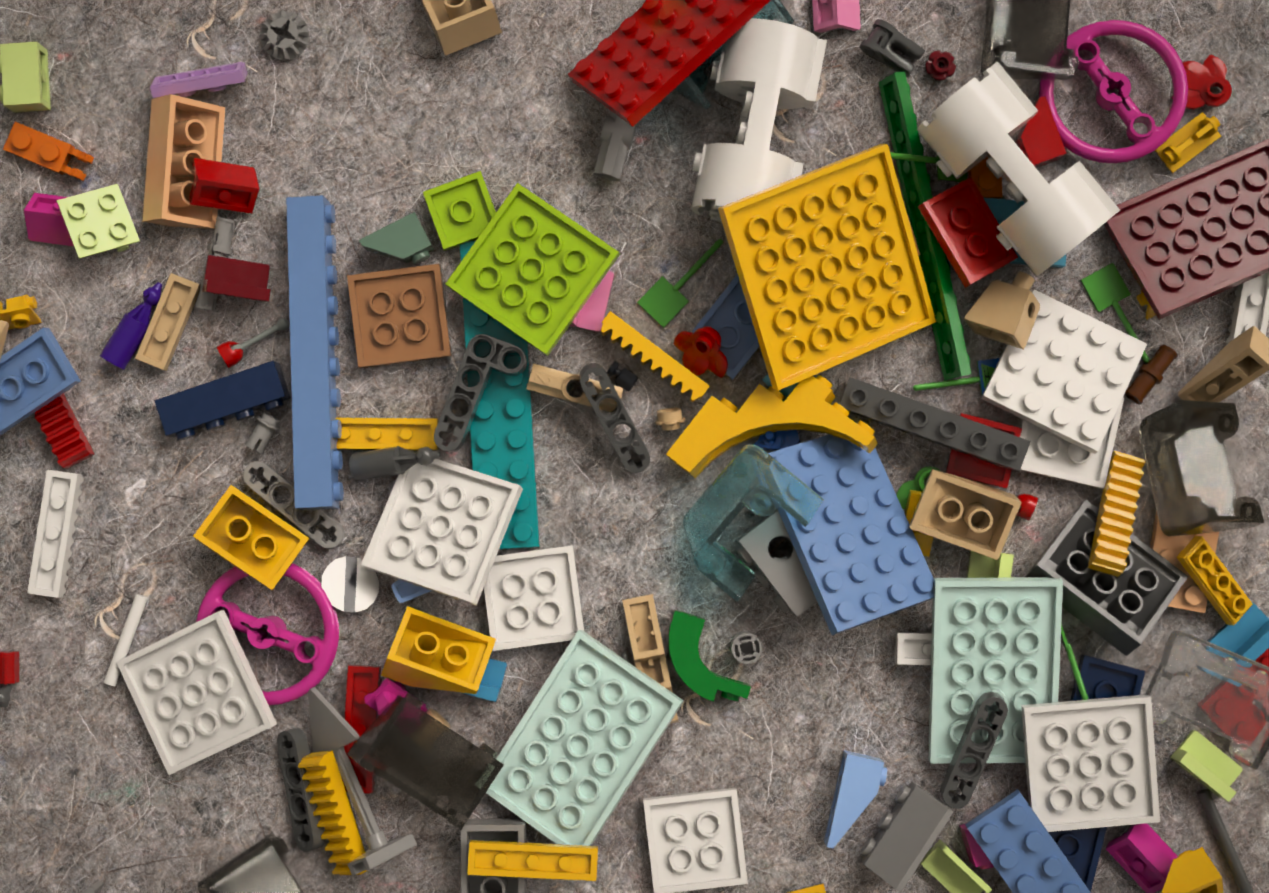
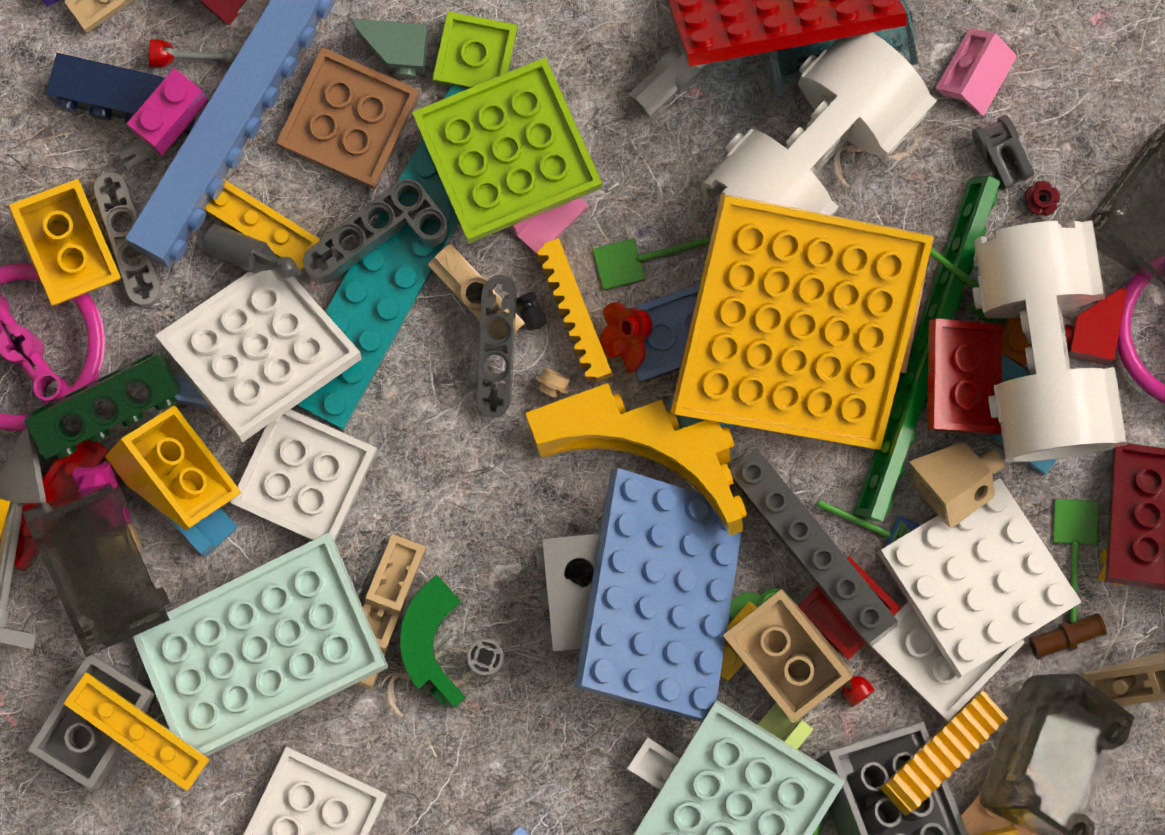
camera: 30 degrees right, 5 degrees down
(266, 395) = (167, 112): none -> dark pink brick
(340, 685) = (46, 422): none -> dark green brick
(350, 584) = (127, 342): white sticker -> none
(750, 481) = (596, 494): clear light blue windscreen -> none
(778, 440) = (641, 465): blue piece -> none

